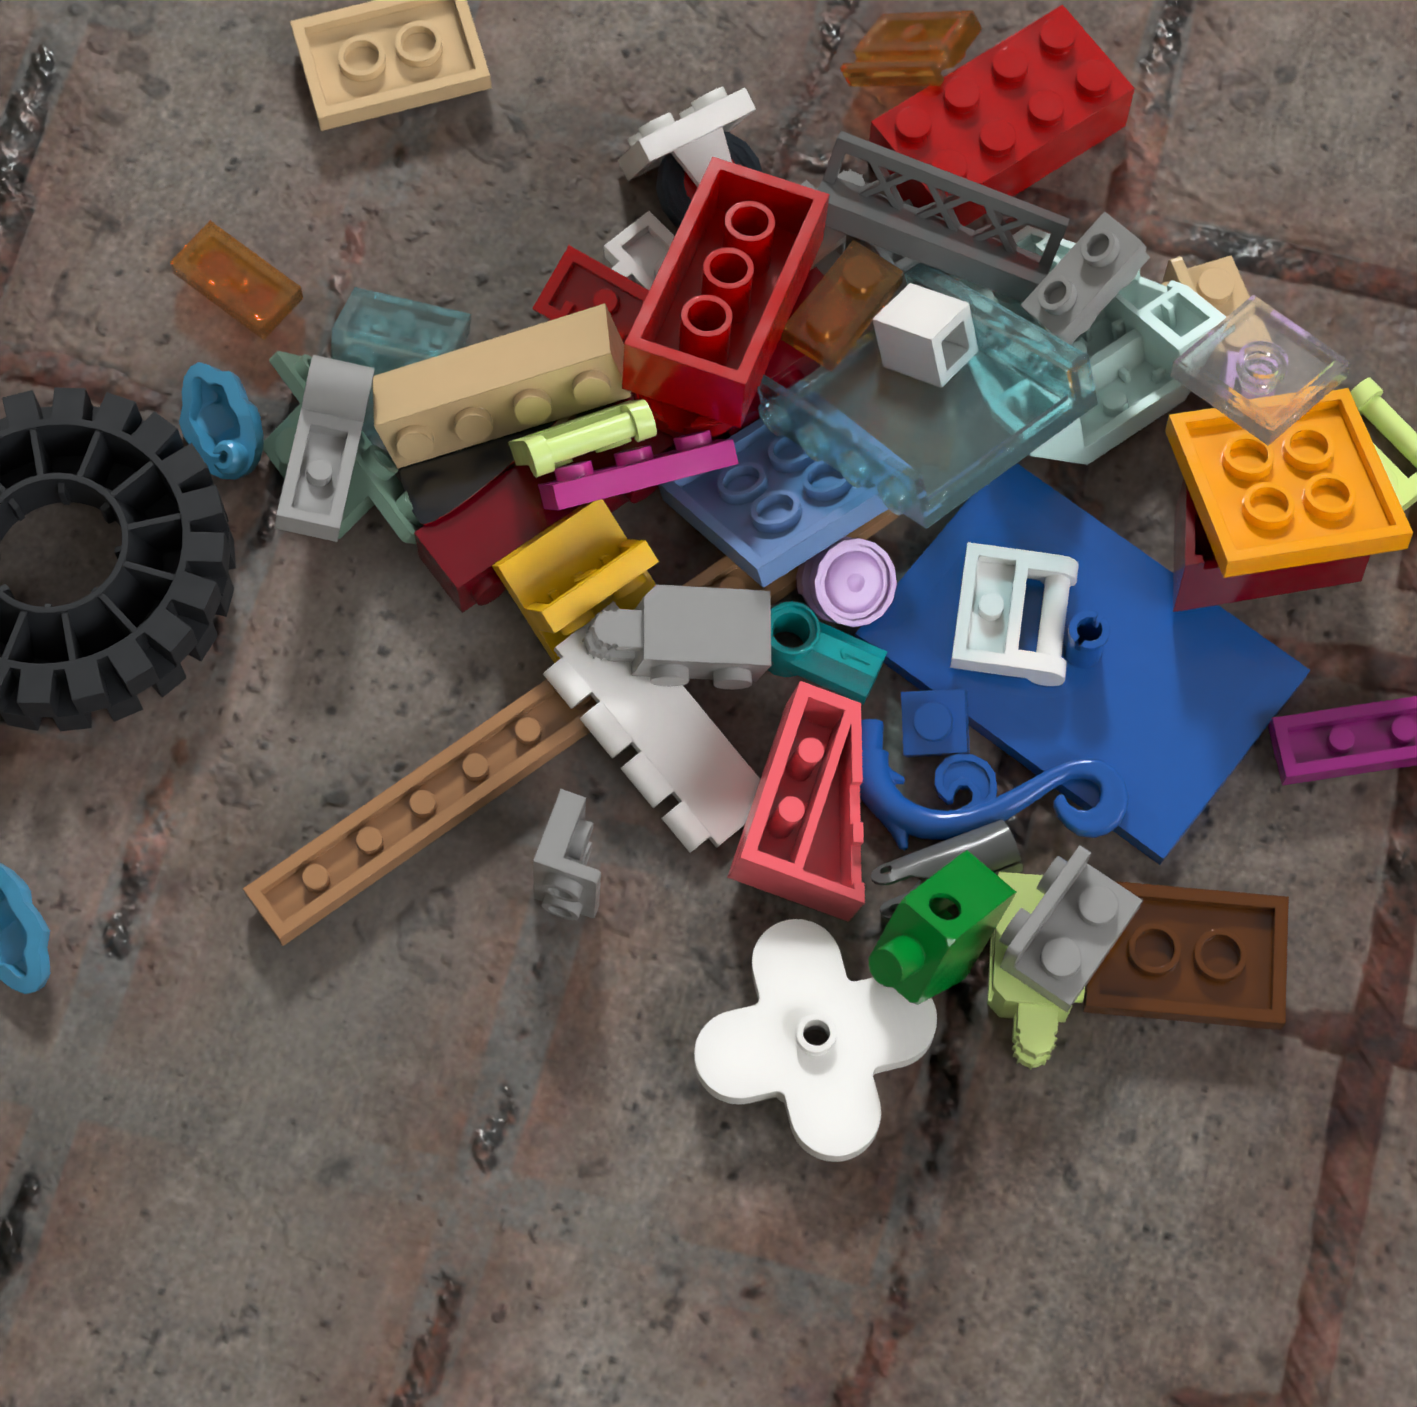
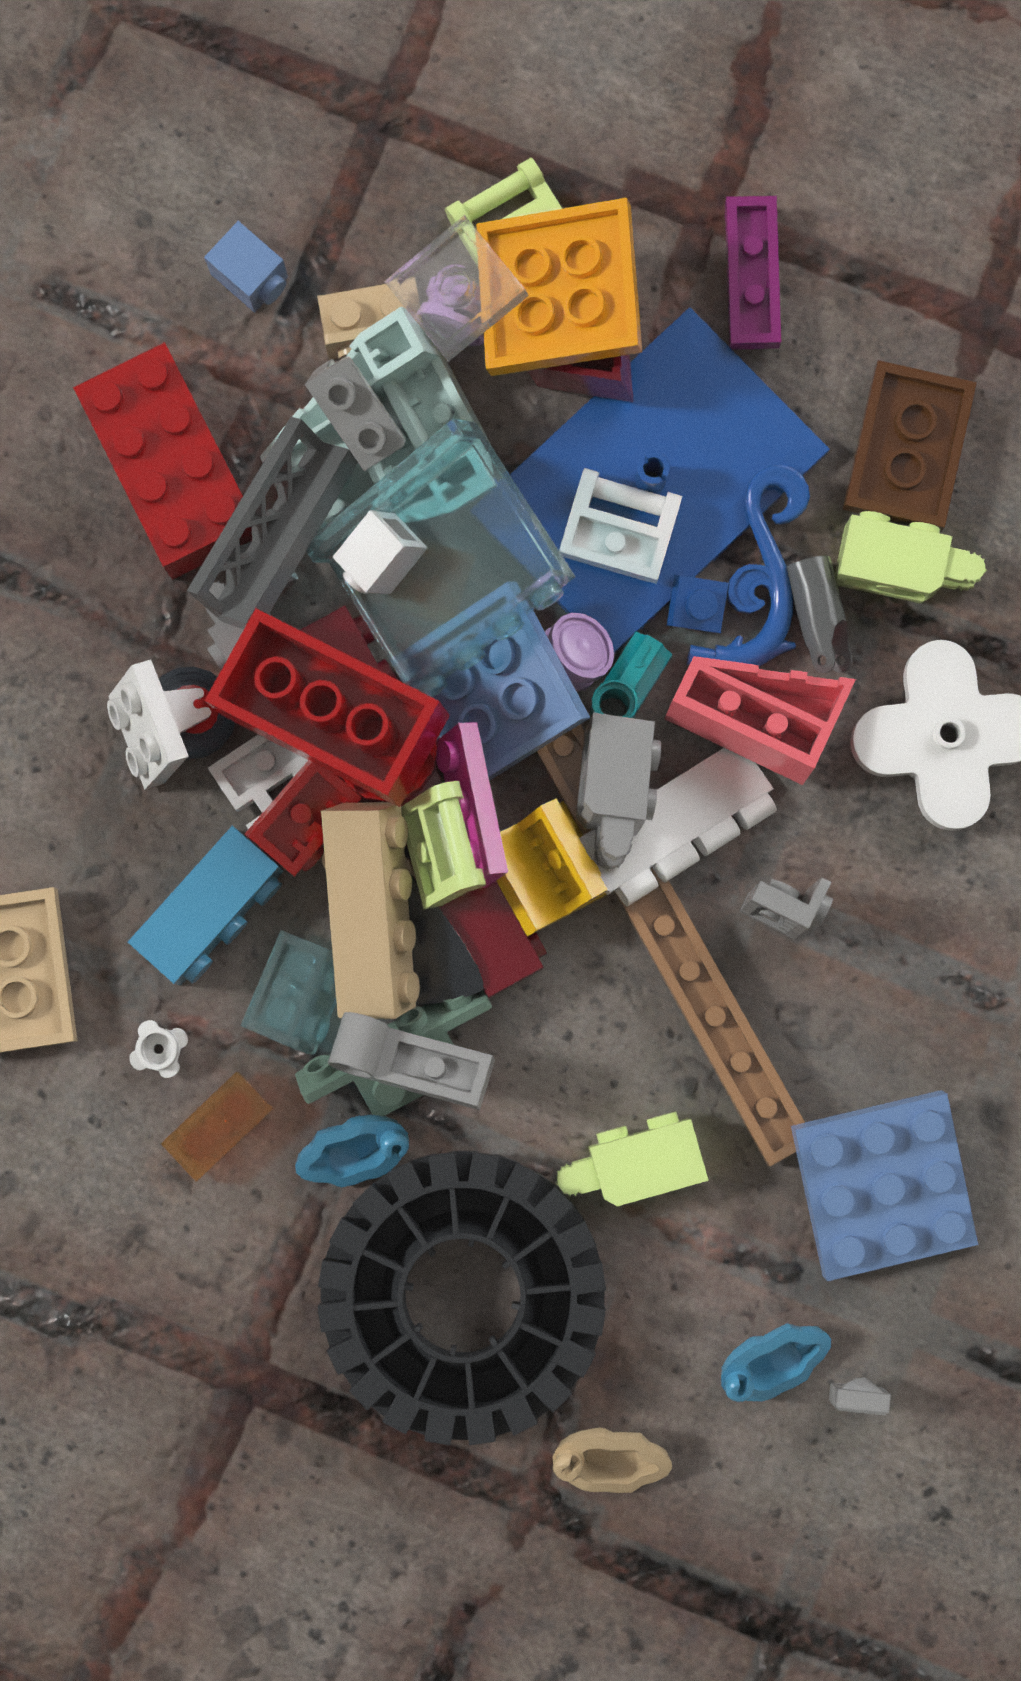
camera: 80 degrees left, 15 degrees up
(231, 1031) = (884, 1185): none -> medium blue plate
(232, 737) = (638, 1163): none -> yellowish green hinge
(317, 196) = (144, 1053): none -> white plate
(481, 229) = (207, 908): none -> dark azure brick
(842, 305) = (334, 614): clear orange plate -> none
(911, 48) = (88, 522): clear orange plate -> none
(923, 949) = (905, 641): green torso -> none
(1068, 930) = (898, 527): light grey bracket -> none
(1248, 175) = (247, 267): none -> medium blue brick

